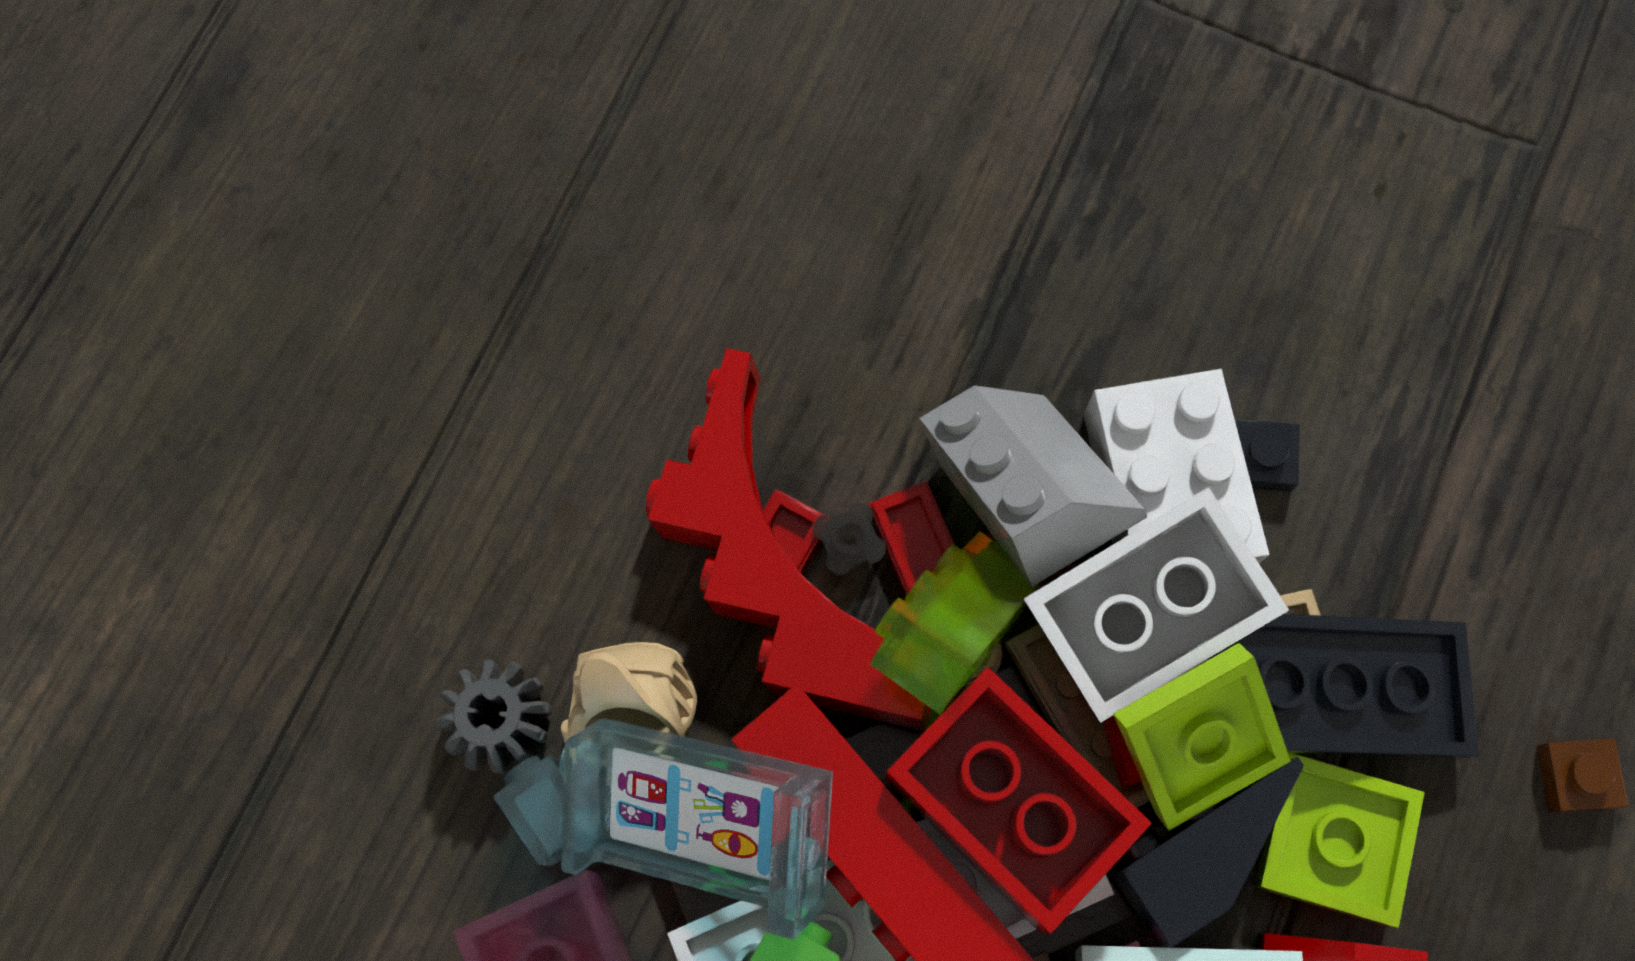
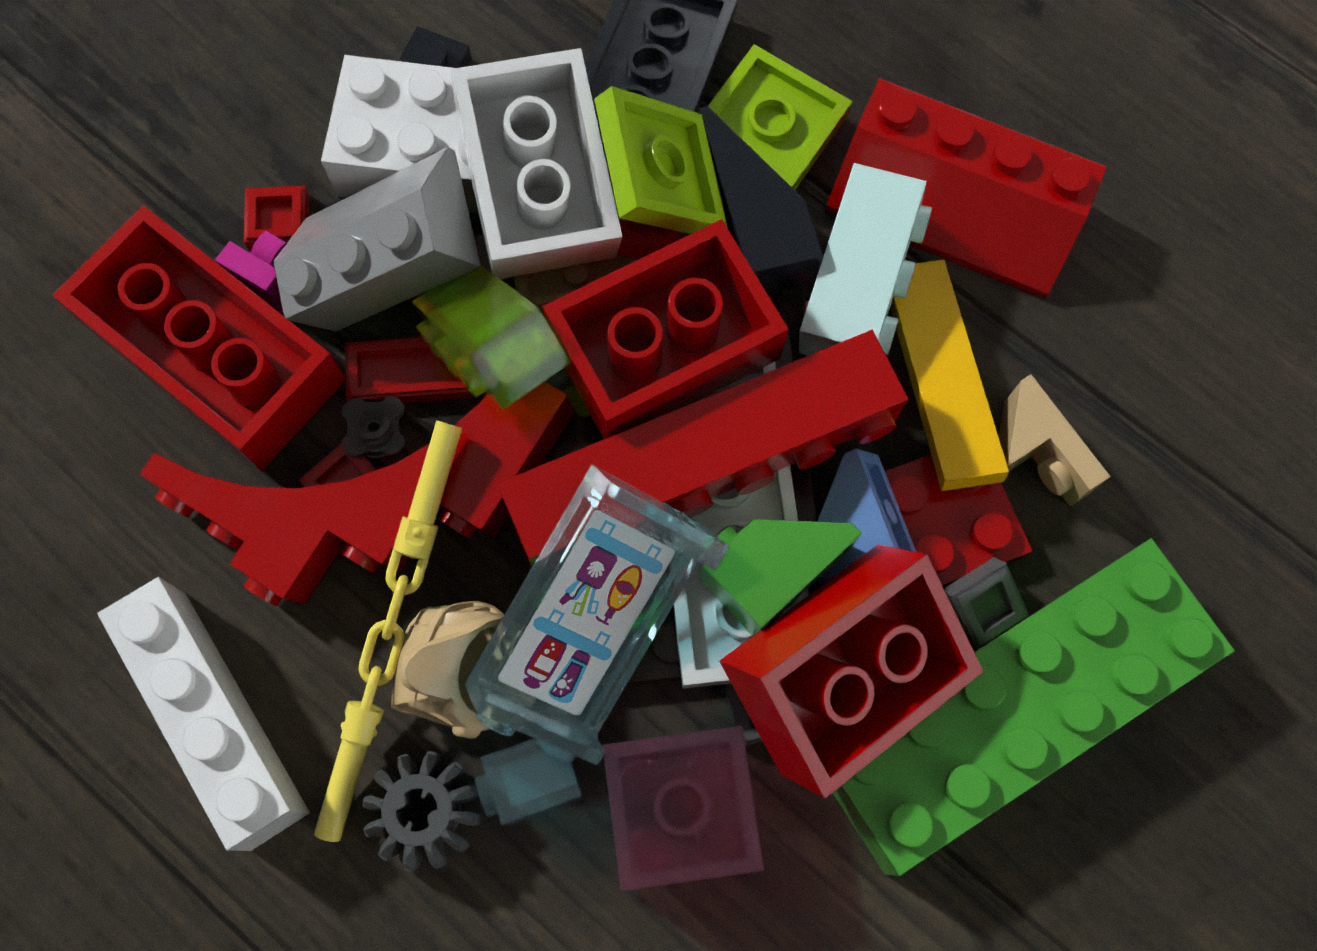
camera: 80 degrees left, 0 degrees up
(529, 489) = (203, 715): none -> white brick
(729, 623) = (415, 541): none -> light yellow piece
(877, 350) = (202, 337): none -> red brick
(967, 370) = (256, 268): none -> dark pink tile
(1037, 365) = (274, 210): none -> red tile

